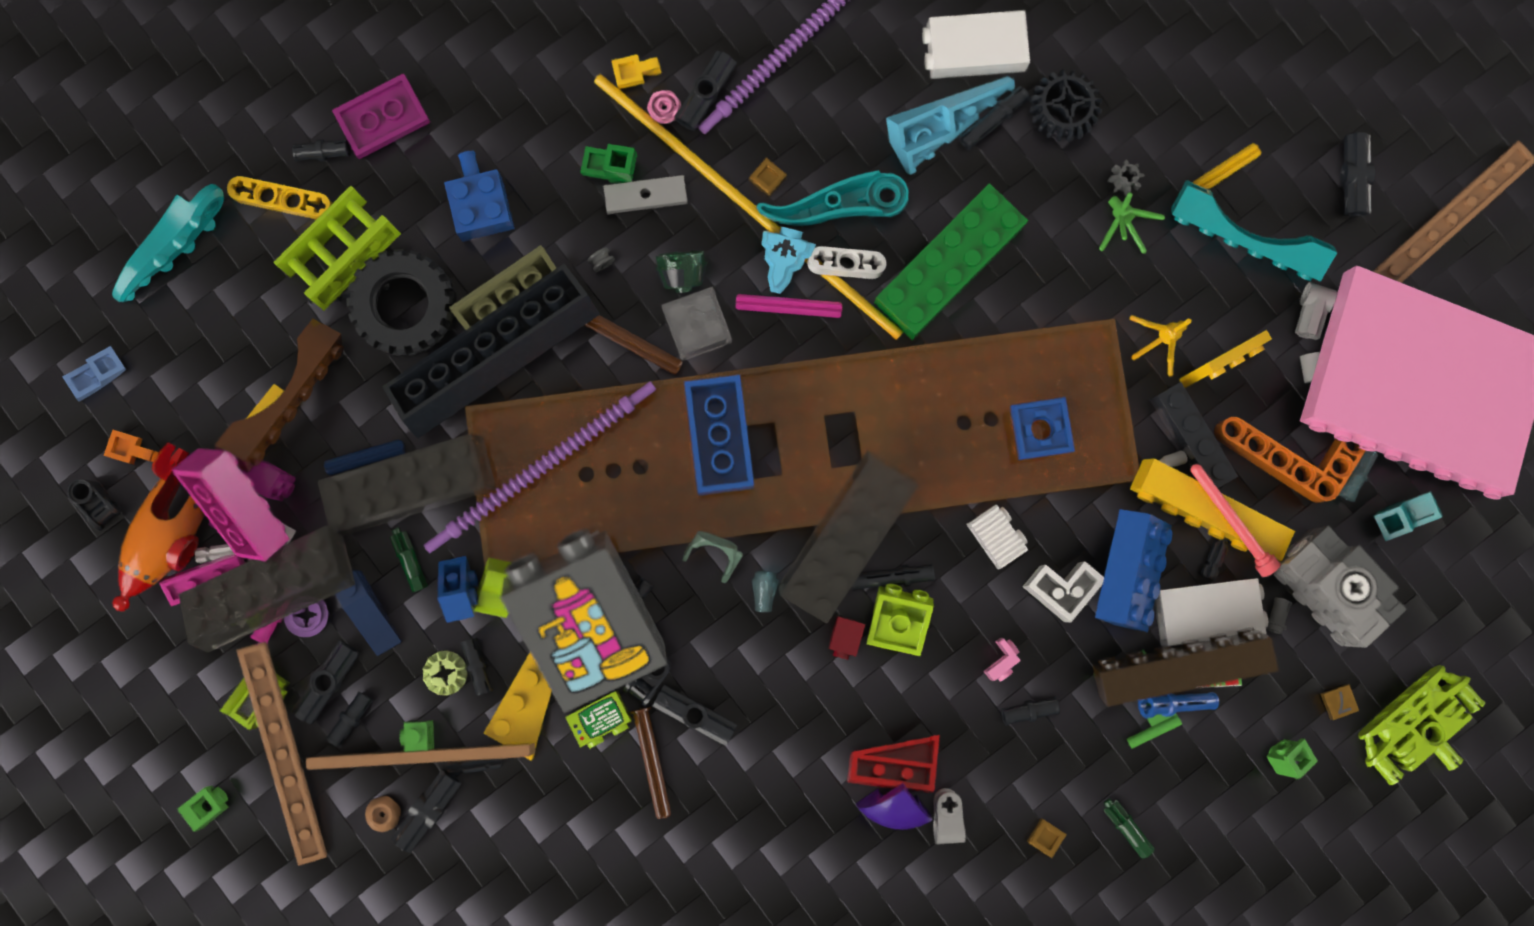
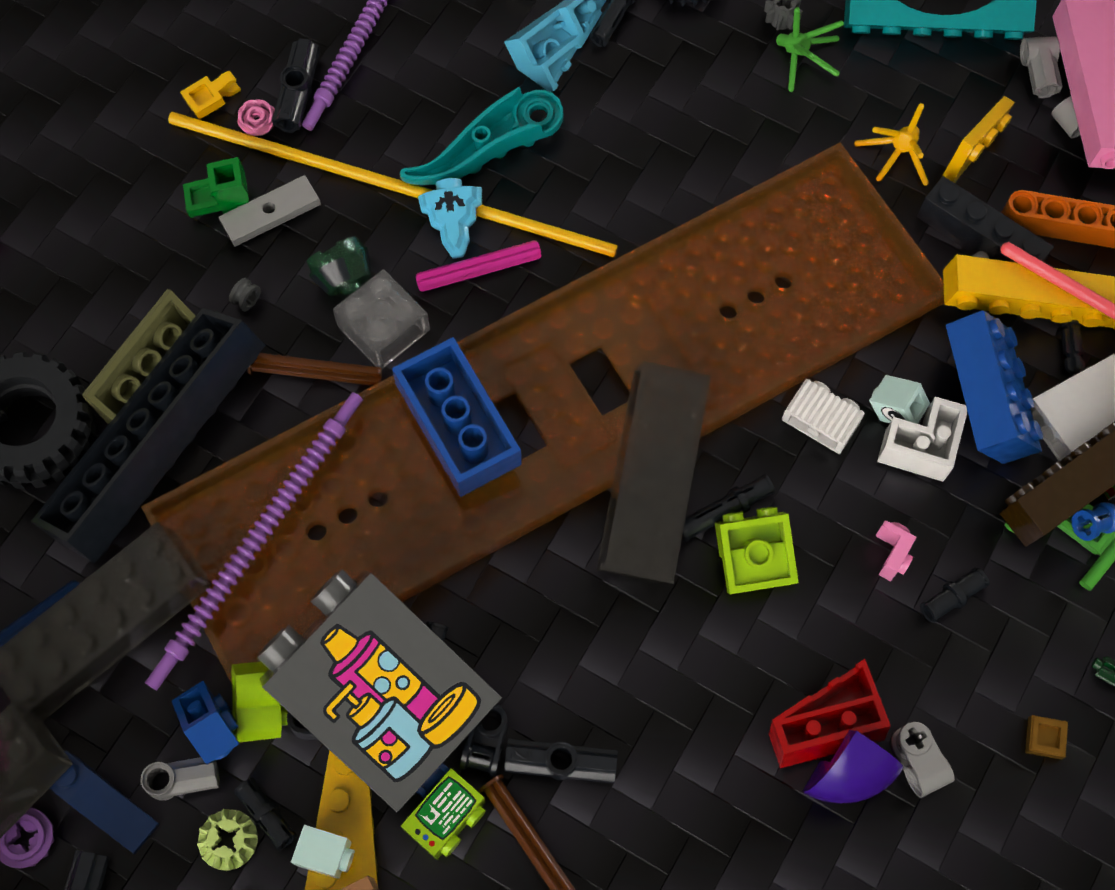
camera: 15 degrees left, 15 degrees down
(408, 560) = (134, 719): dark green piece -> none
(429, 619) = (184, 777): none -> light grey piece
(478, 201) = (79, 284): blue brick -> none
(505, 714) = (323, 852): none -> light aqua brick
(704, 538) = (528, 547): sand green helmet -> none
(764, 590) = (582, 580): clear light blue cone -> none
(767, 177) = (399, 147): pearl gold tile -> none
(846, 638) = (702, 595): dark red brick -> none
(855, 255) = (545, 192): white beam -> none
(950, 261) = (636, 155): green brick -> none
(1056, 415) = (820, 256): blue piece -> none
(1059, 550) = (899, 399): none -> light aqua brick

